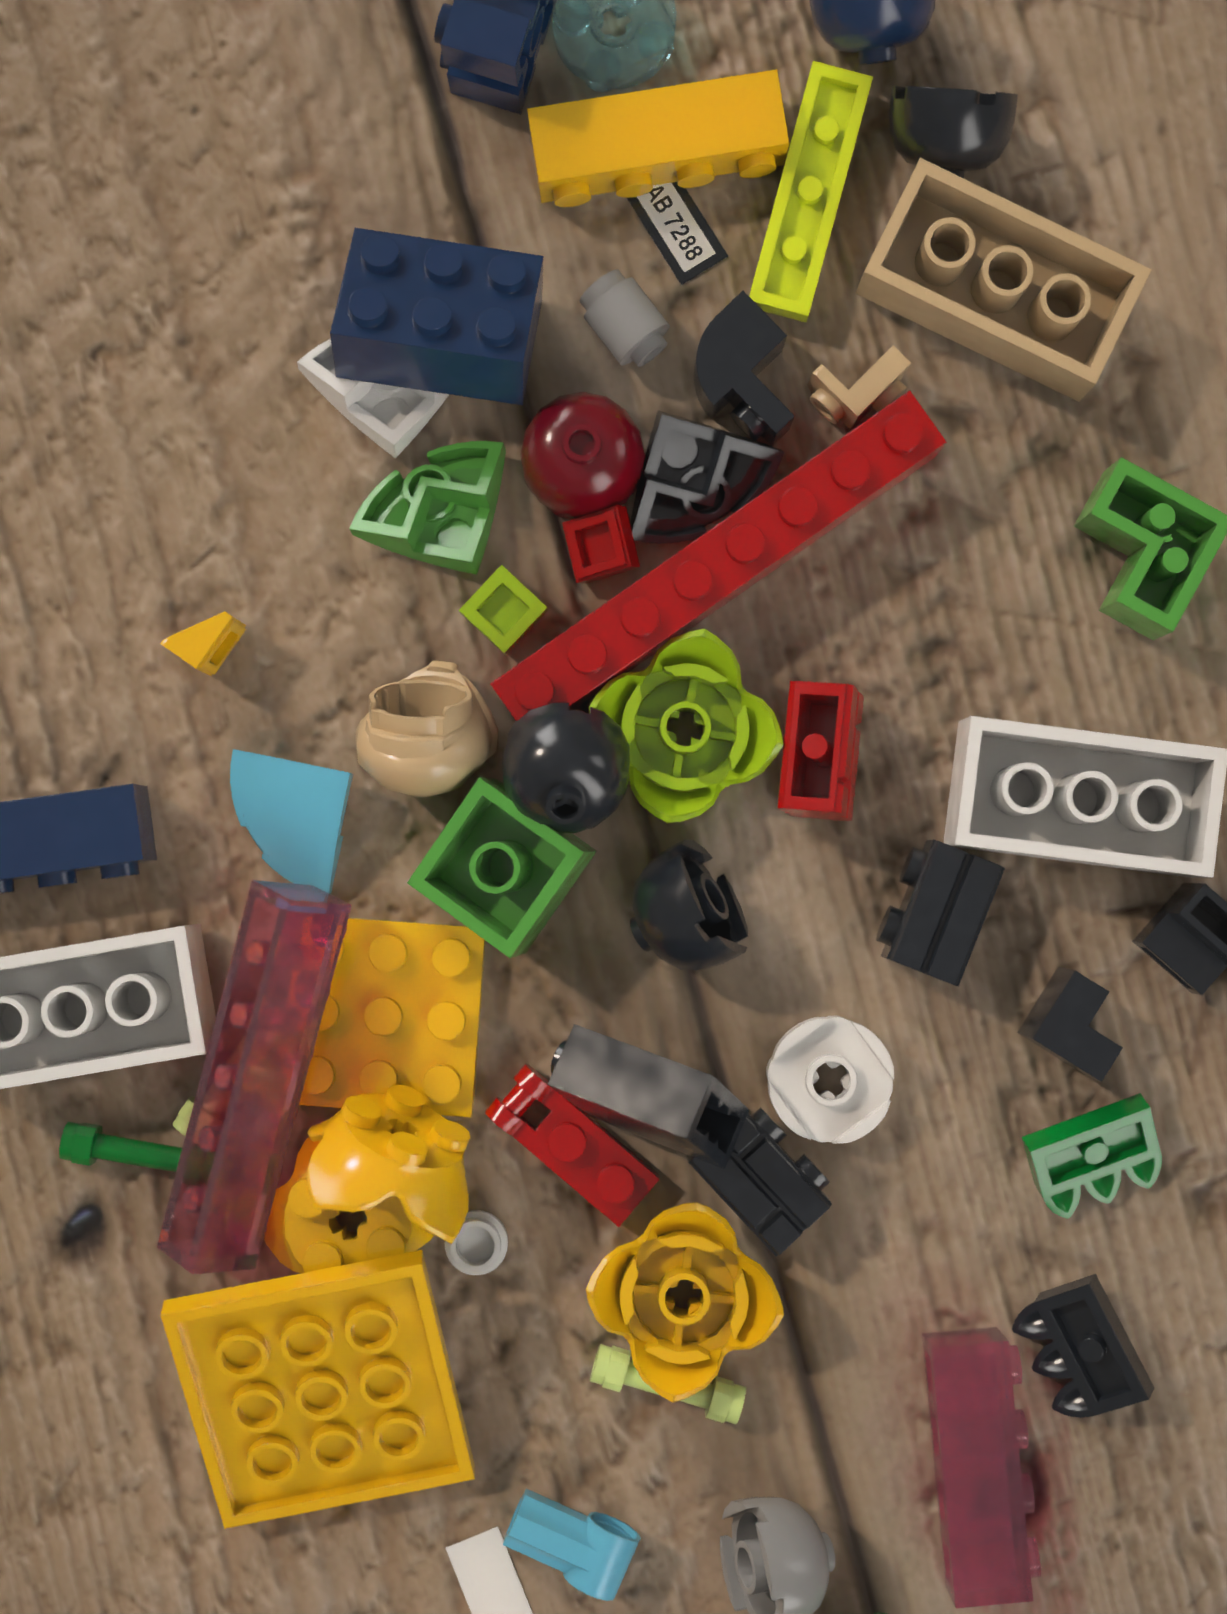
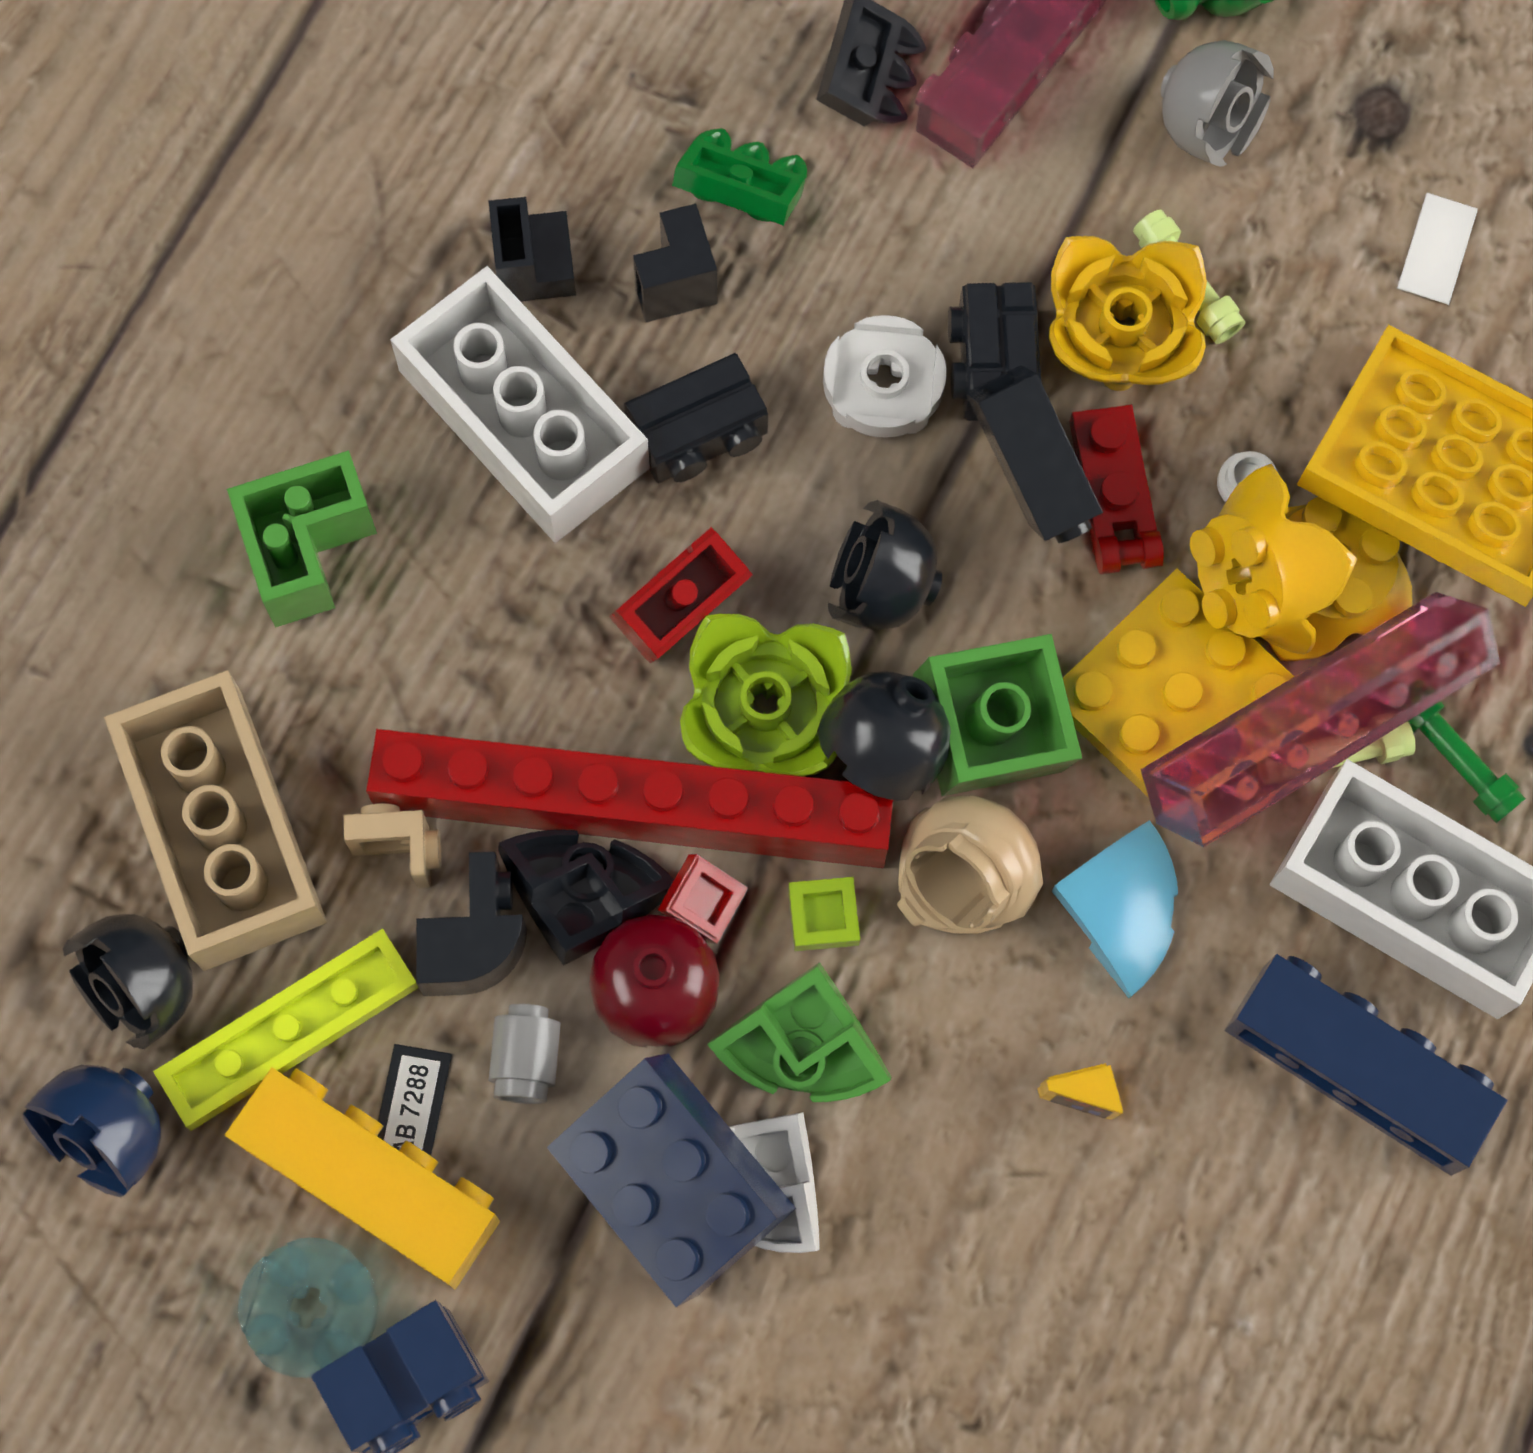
camera: 145 degrees left, 15 degrees down
(587, 1549) = (1345, 216): medium azure piece -> none

